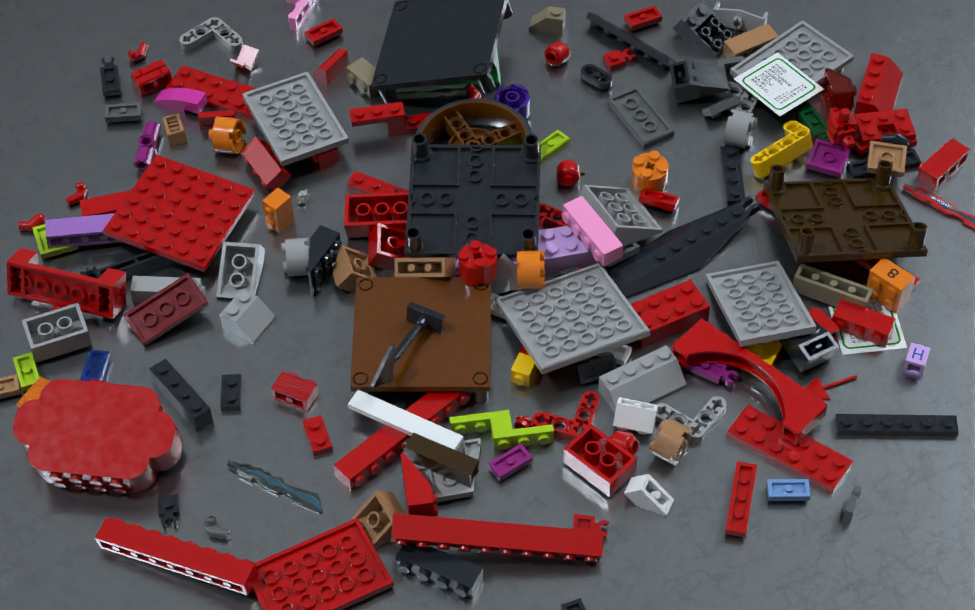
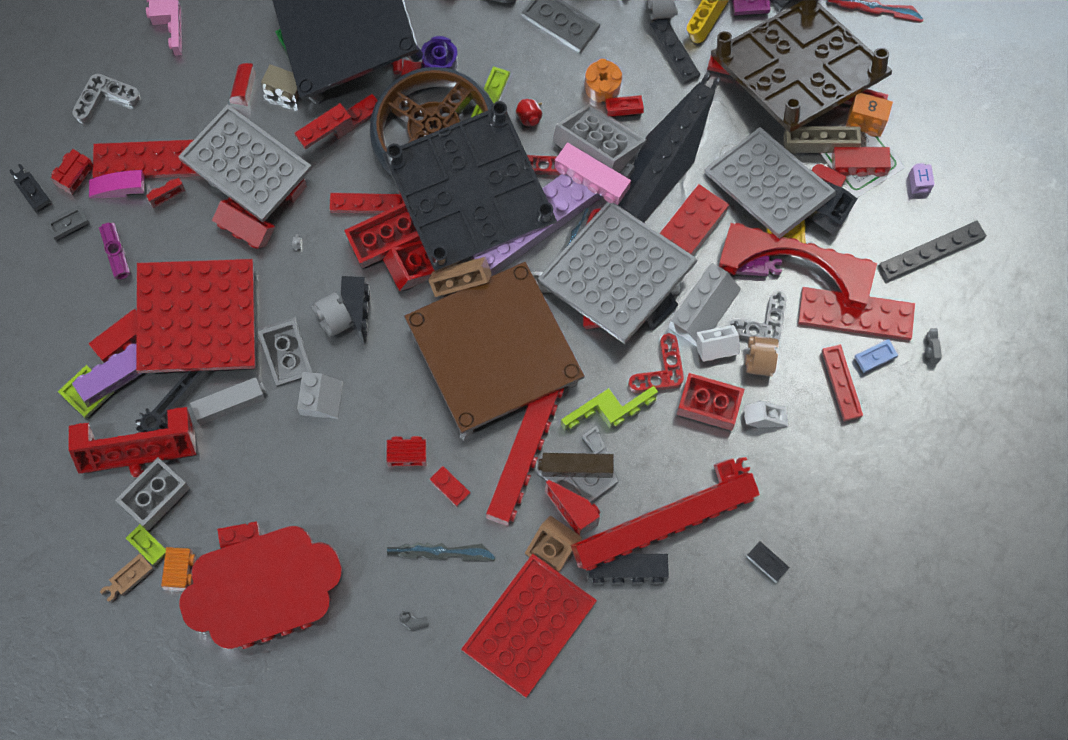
camera: 30 degrees left, 20 degrees up
(36, 220) = (54, 385): red arm -> none
(80, 194) = (79, 333): red arm -> none
(95, 365) = (208, 511): clear blue plate -> none
(141, 53) = (42, 147): red arm -> none
(166, 309) = (241, 423): dark red tile -> none
(168, 510) = (359, 620): black plate -> none
(174, 131) = (136, 228): medium nougat slope -> none
(177, 555) = (397, 666): red brick -> none
(181, 395) = (306, 504): black brick -> none
(227, 135) = (189, 208): orange brick -> none
(231, 392) = (347, 478): black plate -> none
(246, 58) = (153, 109): bracket -> none
(278, 210) = (286, 272): orange brick -> none
(323, 32) = (212, 47): red plate -> none
(349, 266) = (389, 303): medium nougat slope -> none
(402, 420) = (525, 443): white tile -> none
(422, 318) = (494, 335): black piece -> none
(477, 263) = (510, 255): red brick -> none
(506, 277) = (534, 251): light grey slope -> none
(510, 462) = (633, 436): magenta plate -> none
(523, 370) = (596, 339): yellow brick -> none
(523, 422) = (624, 393): red plate -> none
(530, 270) = (558, 239): orange brick -> none
(626, 440) = (720, 372): red head -> none
(818, 389) = (850, 244): red piece -> none

